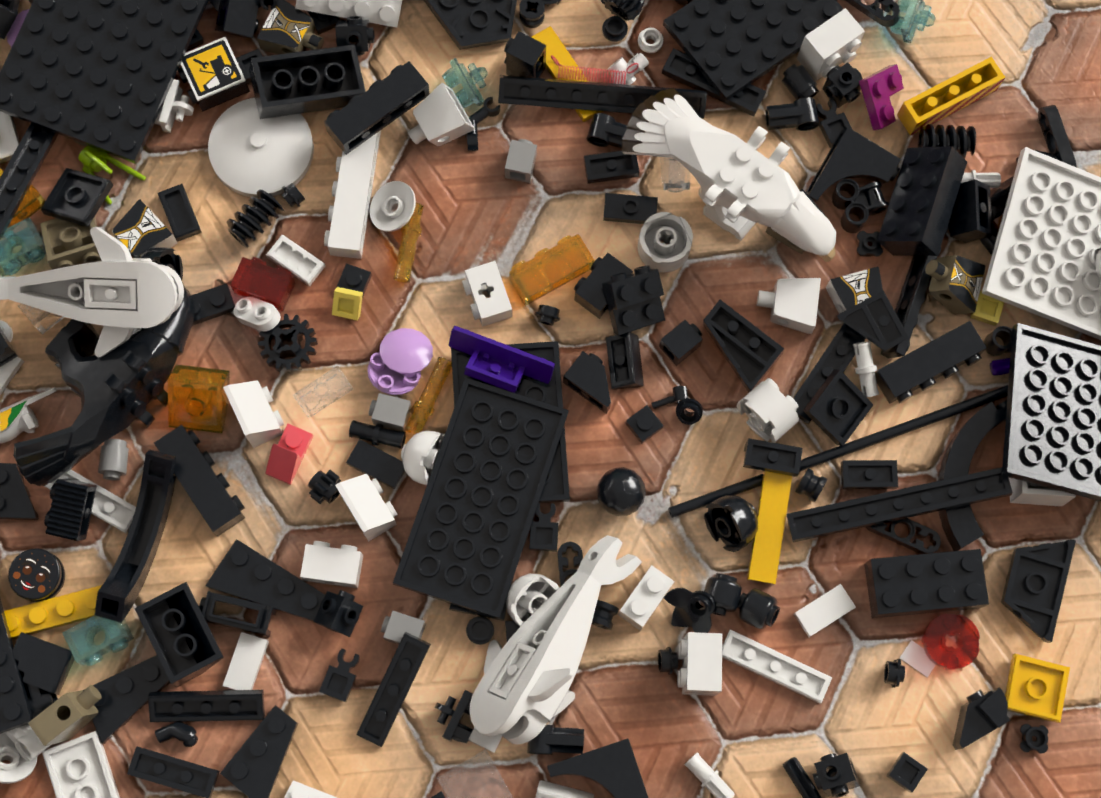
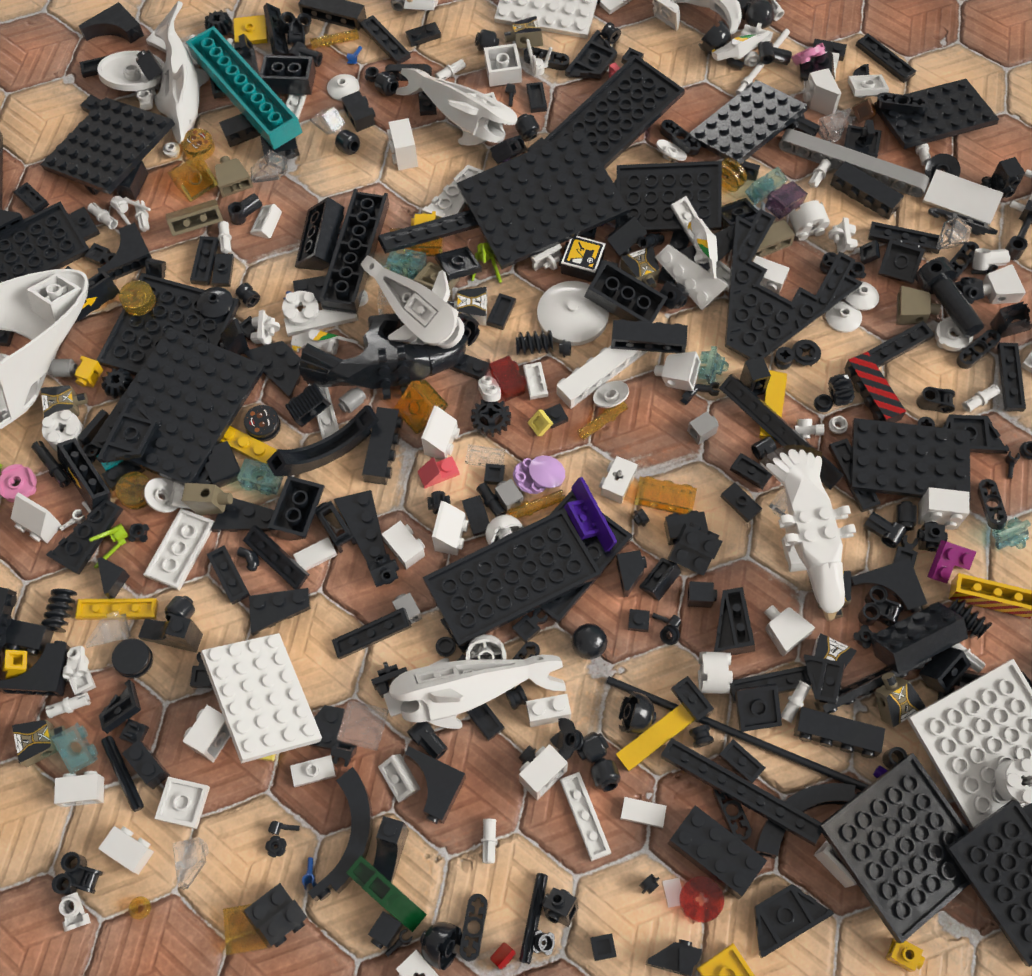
camera: 50 degrees right, 10 degrees down
(339, 680) = (350, 605): black plate -> none
(352, 403) = (494, 473): none -> black plate
(560, 65) = (787, 410): coral piece -> none
(597, 667) = (486, 721): none -> black tile
(671, 230) = (737, 543): white brick -> none
(988, 309) = (904, 734): light yellow plate -> none

